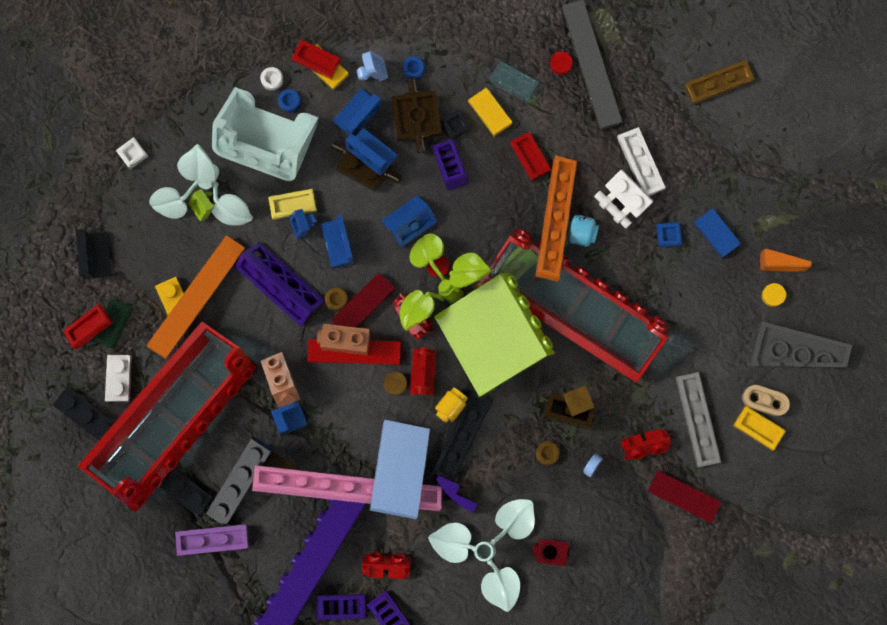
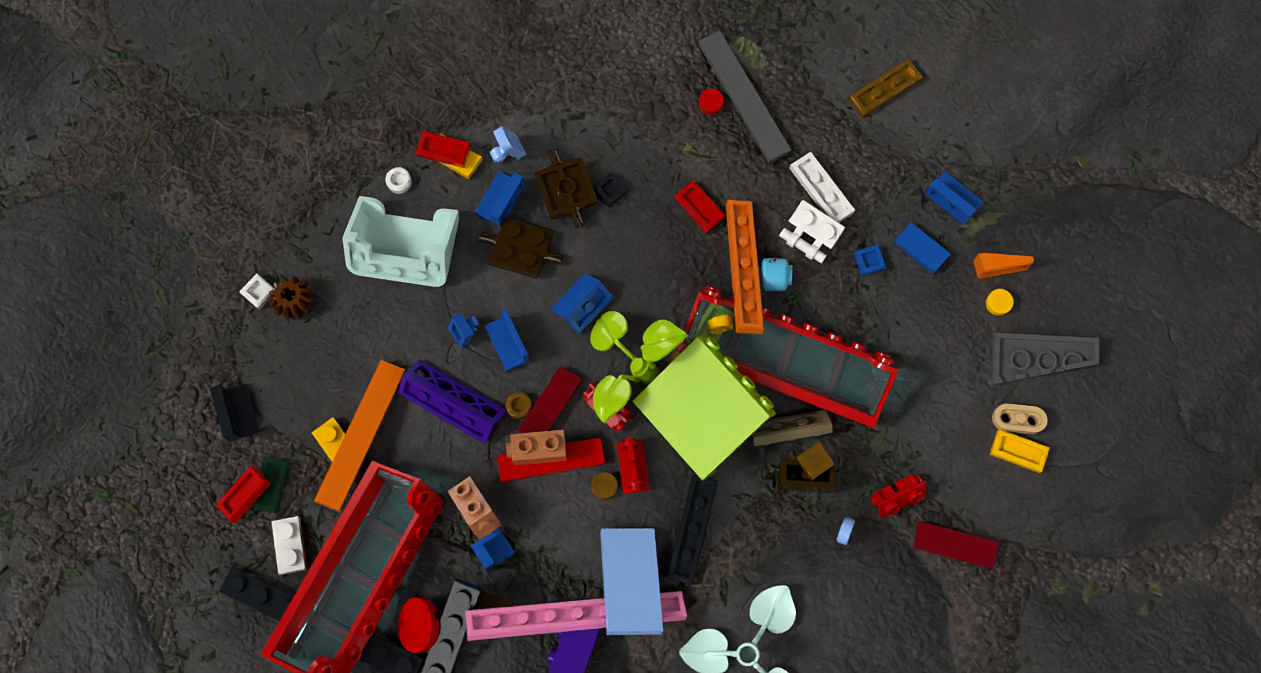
camera: 10 degrees left, 5 degrees down
(151, 161) = (299, 301): none -> reddish brown gear
(198, 167) = (336, 287): light aqua plant -> none
(201, 204) = (347, 332): lime tile -> none
(213, 468) = (418, 625): none -> red tile
(285, 204) = (440, 313): light yellow tile -> none
(289, 101) = (422, 200): blue tile -> none
(370, 151) = (523, 235): blue panel -> none
(413, 68) = (551, 137): blue tile -> none
(442, 264) = (629, 342): red tile -> none
(451, 405) = (672, 497): yellow brick -> none
(451, 490) = (693, 592): dark purple slope -> none
(453, 178) = (620, 247): dark purple slope -> none
(490, 112) = (645, 168): yellow tile -> none
(513, 81) = (664, 131): clear light blue tile -> none
(524, 265) = (720, 324): none -> yellow tile
(547, 453) = (792, 528): pearl gold tile -> none
(561, 552) = (833, 636): dark red brick -> none
(567, 367) = (792, 428): none -> dark tan plate
(698, 419) = (950, 456): light grey tile -> none
(756, 194) = (954, 198): none -> blue panel

